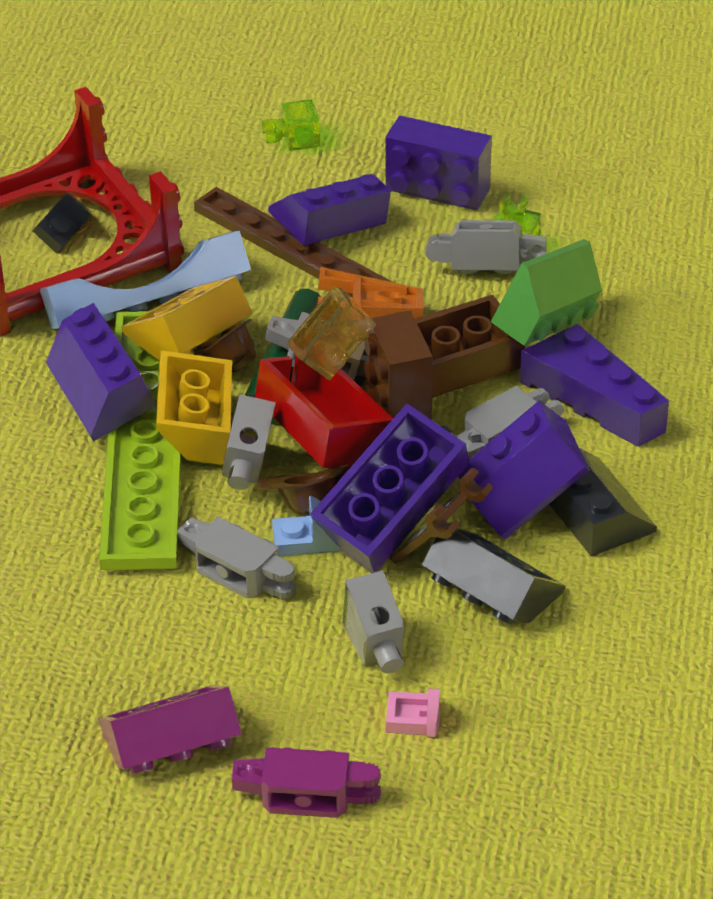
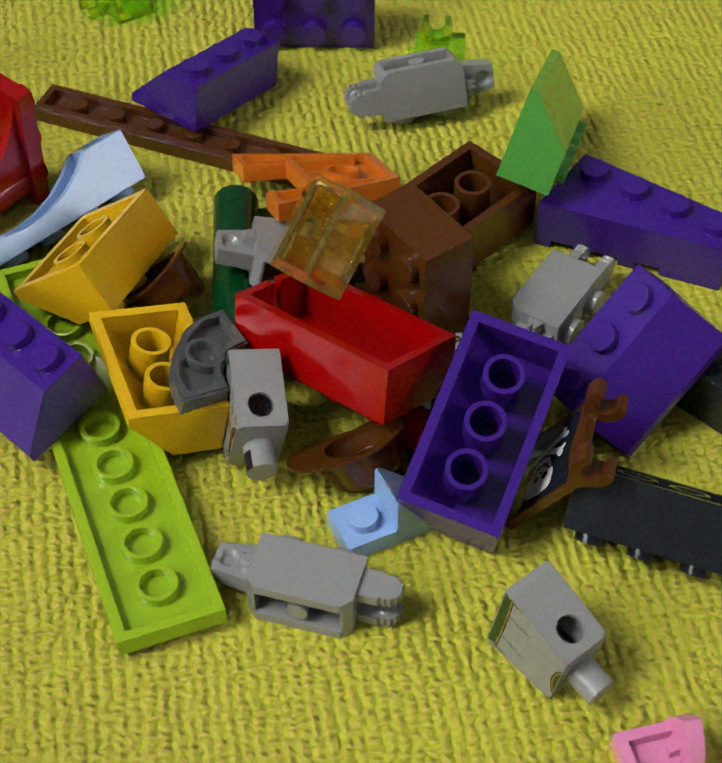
camera: 20 degrees left, 5 degrees up
(219, 400) = (200, 359): none -> dark grey tile

